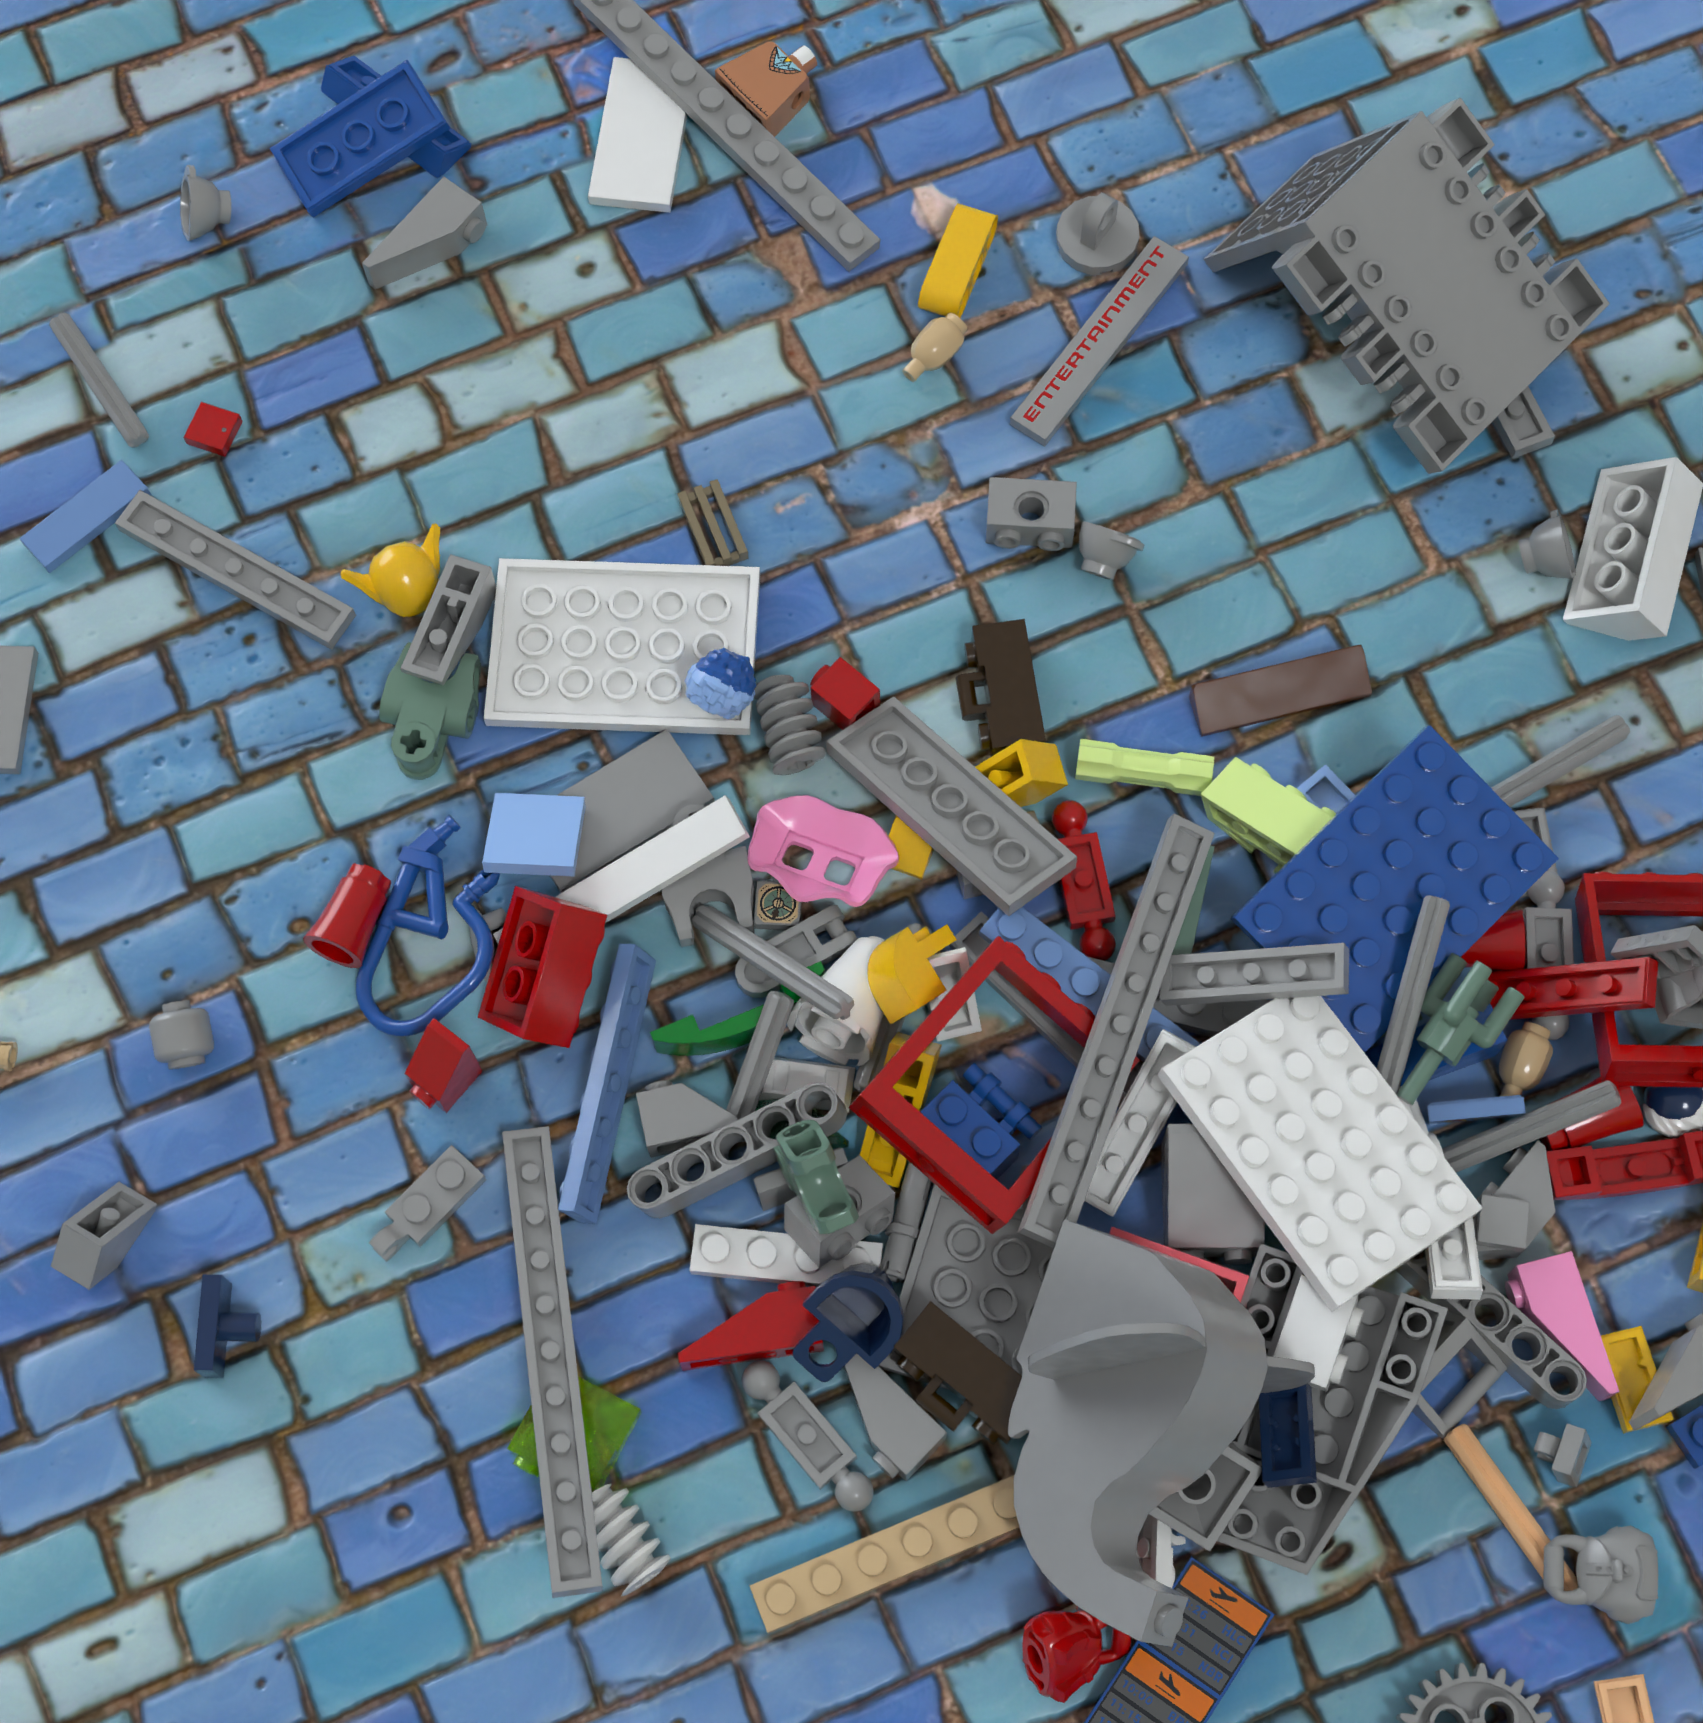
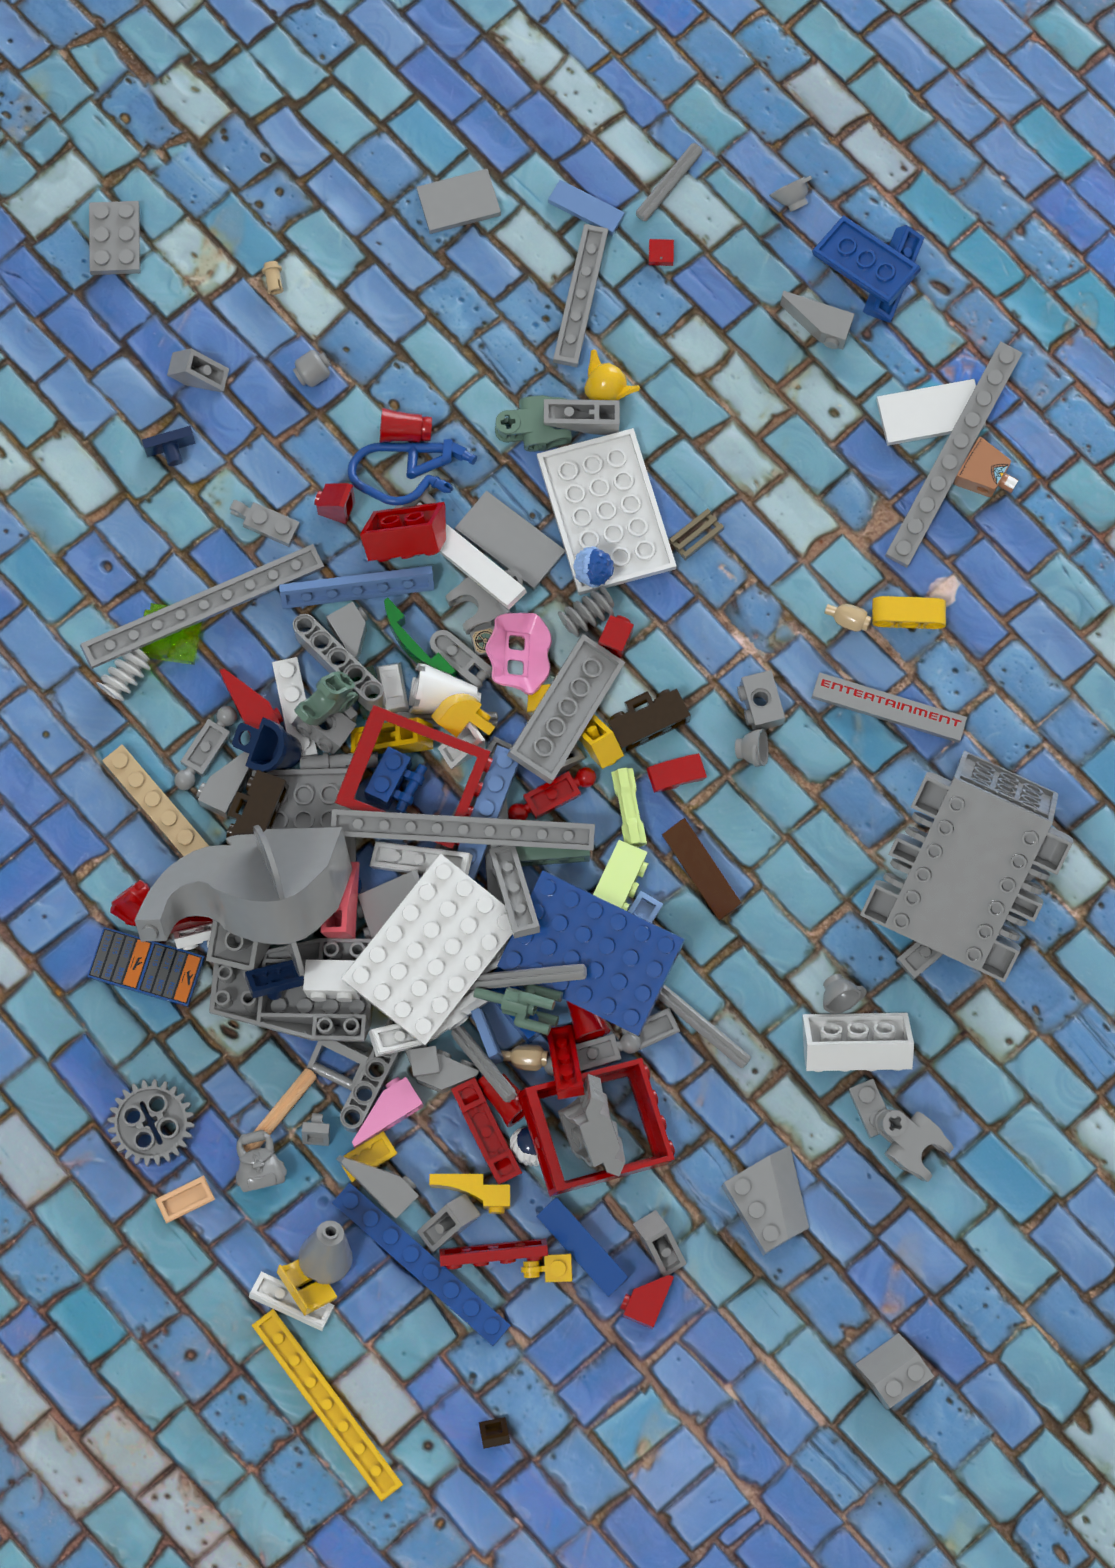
camera: 65 degrees right, 5 degrees up
(534, 834) = (477, 501): light blue tile -> none
(760, 1054) = (393, 657): light grey axle -> none
(773, 962) = (443, 644): light grey axle -> none
(1097, 235) = (957, 686): light grey tile -> none
(1107, 678) = (676, 772): none -> red slope

